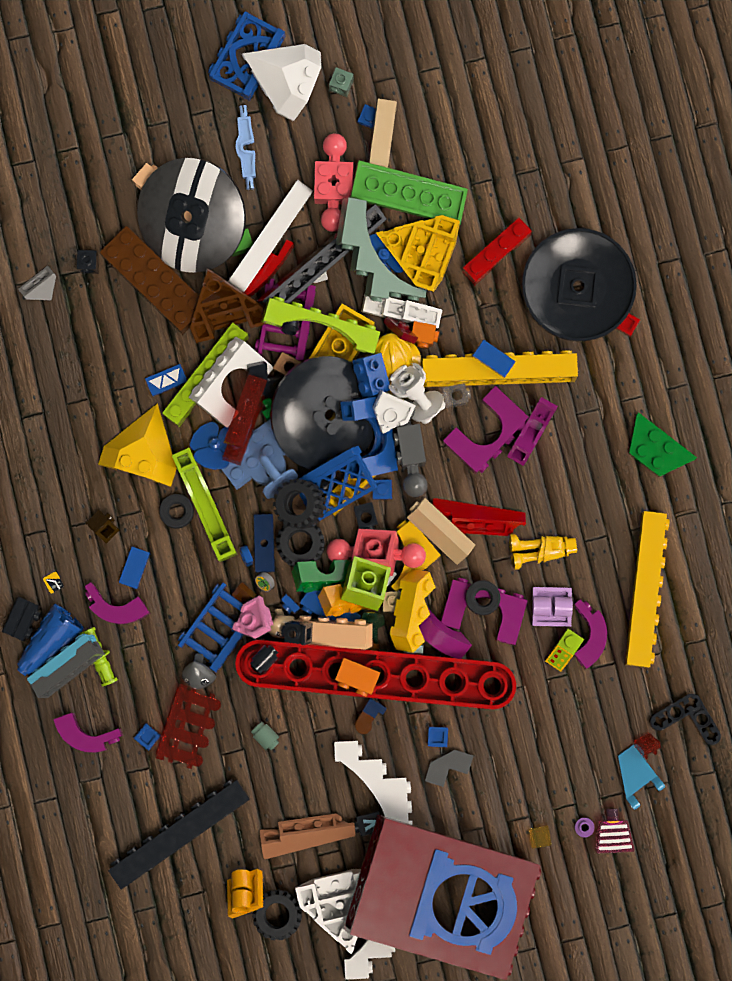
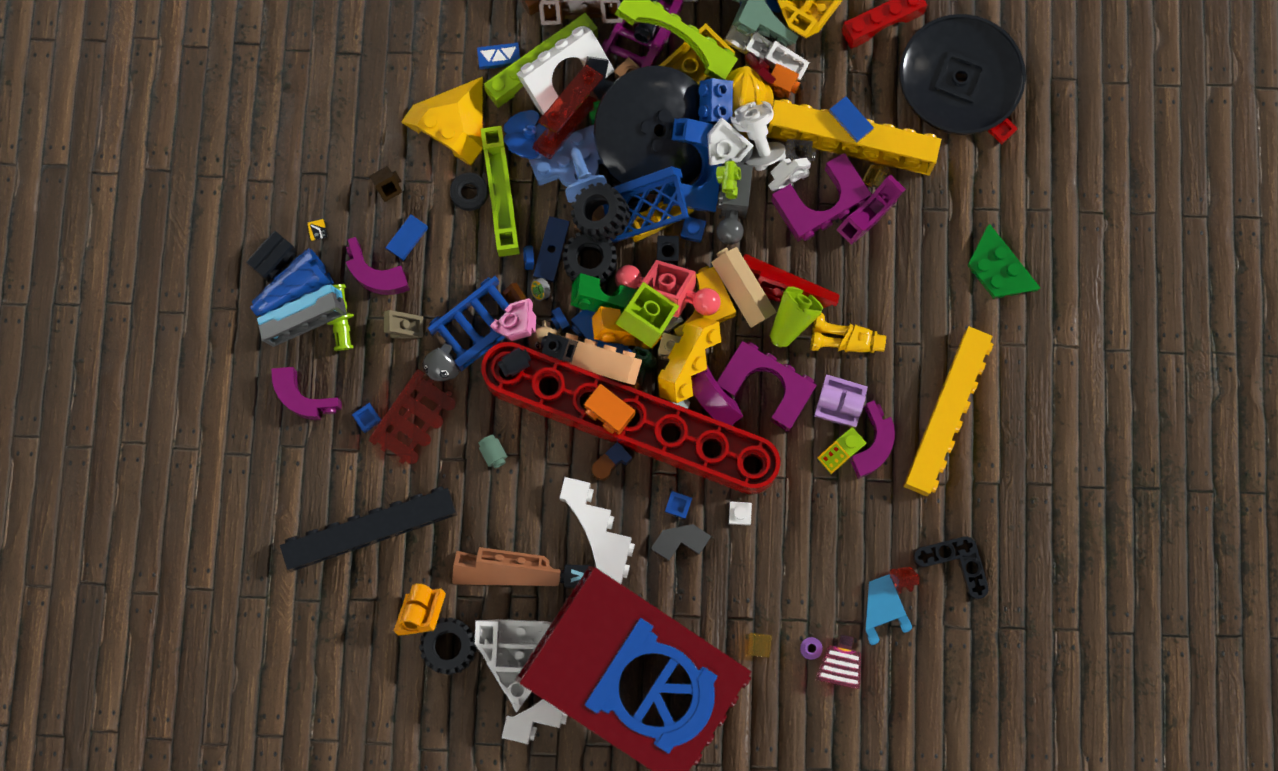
camera: 15 degrees right, 5 degrees down
(155, 647) = (403, 325): none -> dark tan slope
(401, 441) = (728, 177): none -> lime plate
(451, 417) = (789, 172): none -> white plate
(491, 544) = (793, 316): none -> lime cone
(491, 589) = (769, 381): black tyre -> none
(492, 728) = (740, 513): none -> white plate
(527, 397) = (875, 175): none -> clear yellow tile

